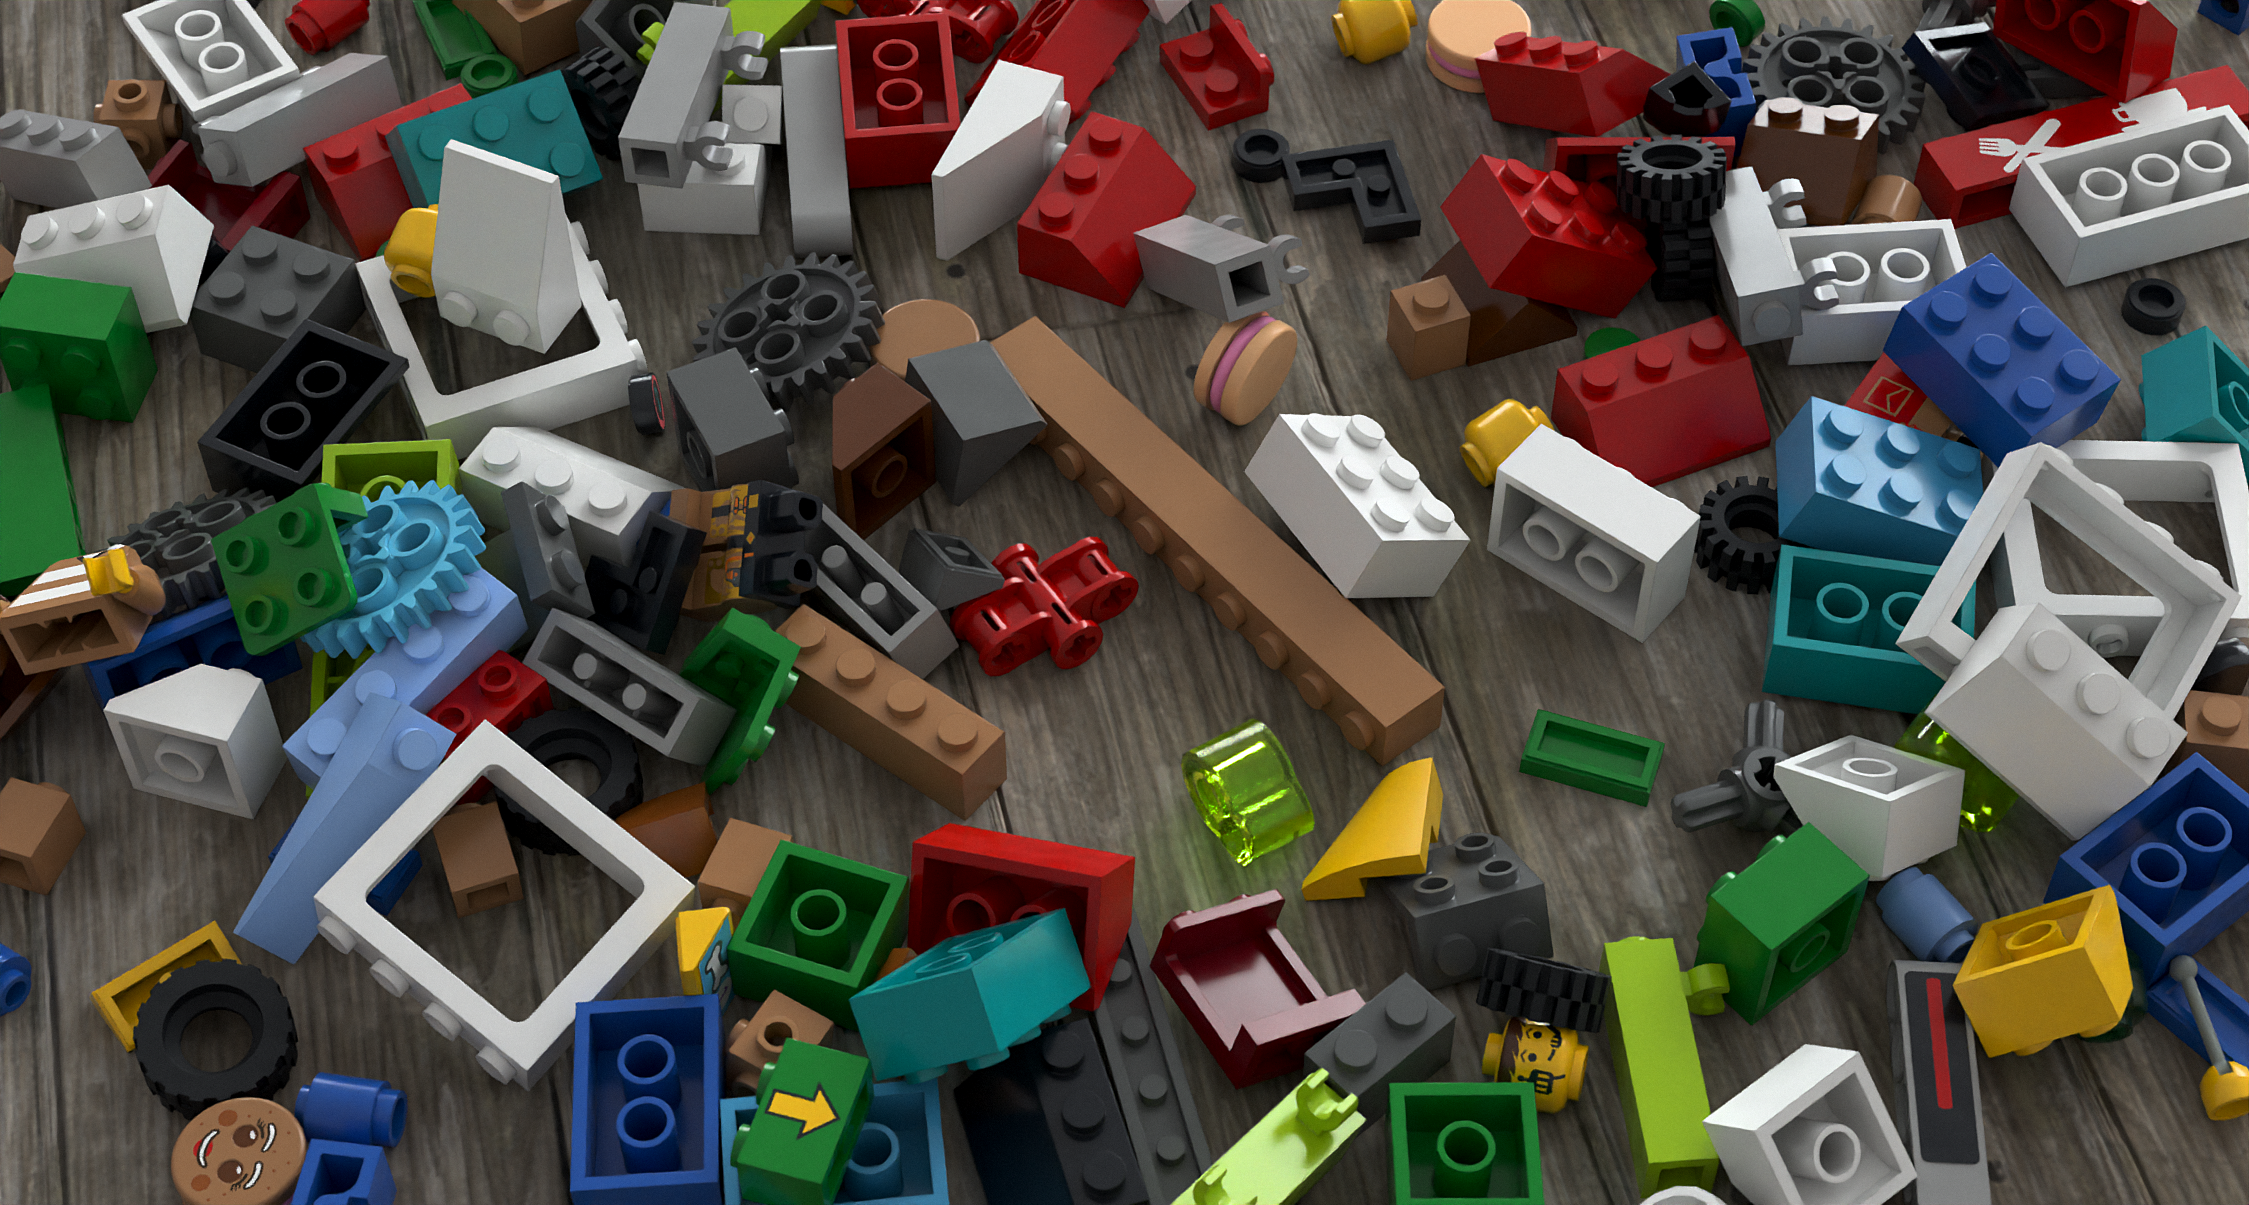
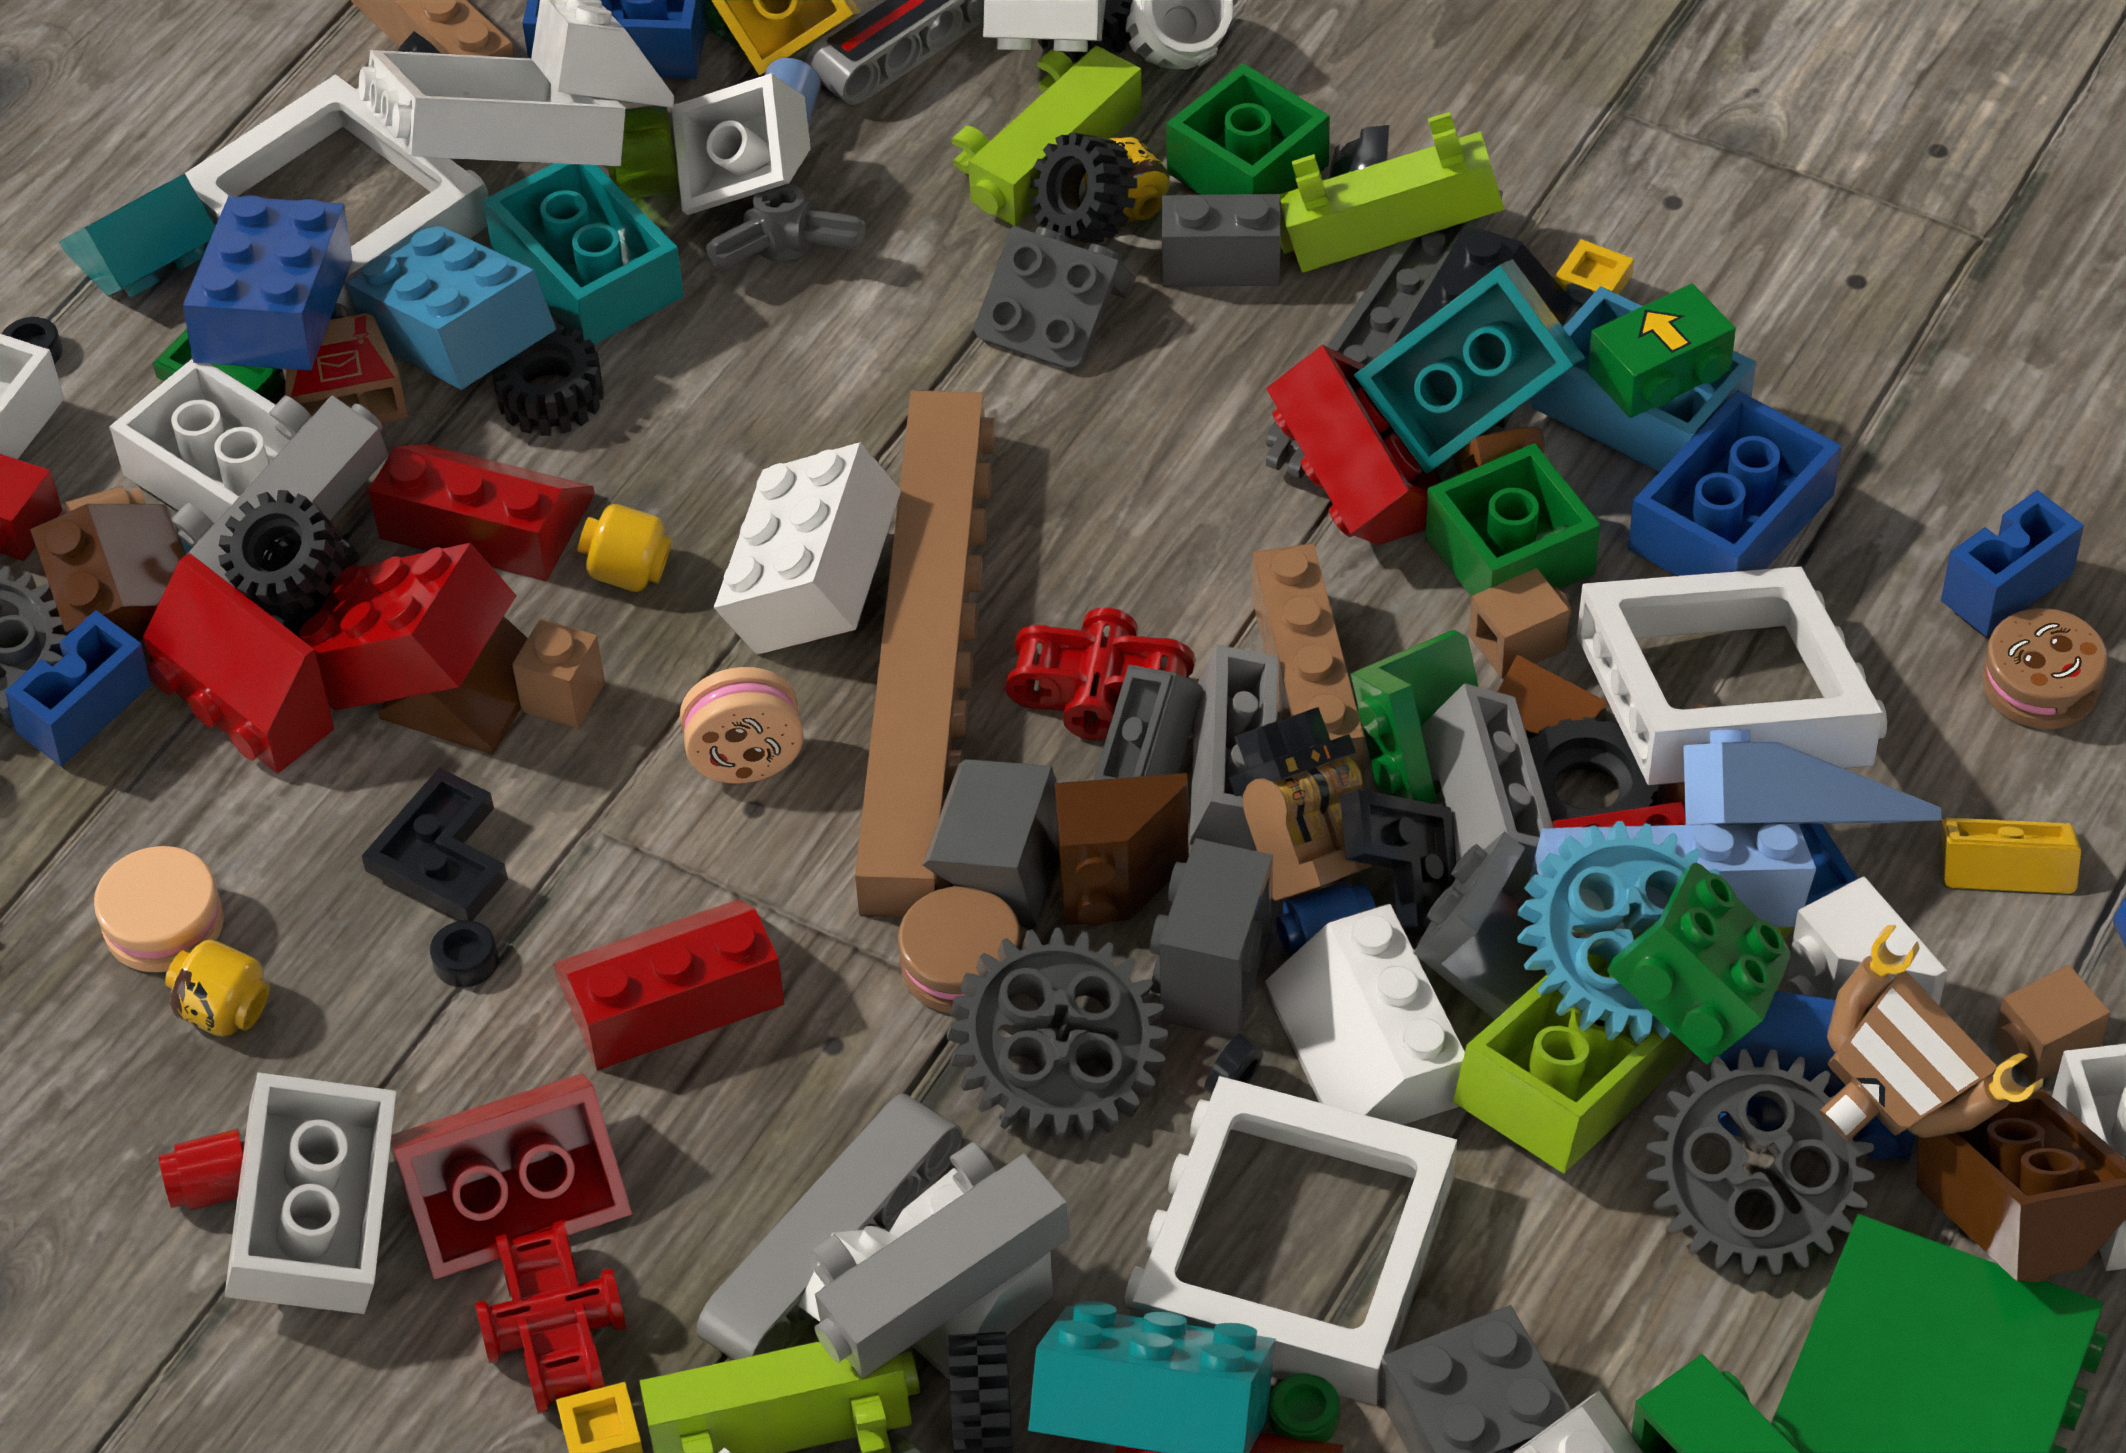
camera: 135 degrees left, 0 degrees up
(198, 991) = (1997, 793): black tyre -> none
(301, 399) = (1554, 1229): black slope -> none
(351, 1110) = (1940, 651): blue brick -> none
(411, 251) = (1317, 1281): yellow head -> none
(503, 249) = (1277, 1169): white slope -> none
(703, 953) = (1619, 537): yellow slope -> none
(762, 1039) = (1610, 475): medium nougat brick -> none
(896, 97) = (708, 1195): red brick -> none
(998, 155) = (714, 1051): white slope -> none
(1216, 267) = (684, 790): light grey brick -> none
(1219, 71) = (399, 1048): red bracket -> none
(1247, 791) = (1115, 438): clear neon green piece -> none
(1247, 988) = (1257, 312): dark red panel -> none
(1384, 836) = (1056, 357): yellow slope -> none
(1564, 84) = (181, 752): red slope -> none
(1592, 532) = (671, 416): white brick -> none
(1592, 757) = (847, 335): green tile -> none
(1686, 104) = (162, 631): black brick -> none
(1781, 919) = (893, 125): green brick -> none

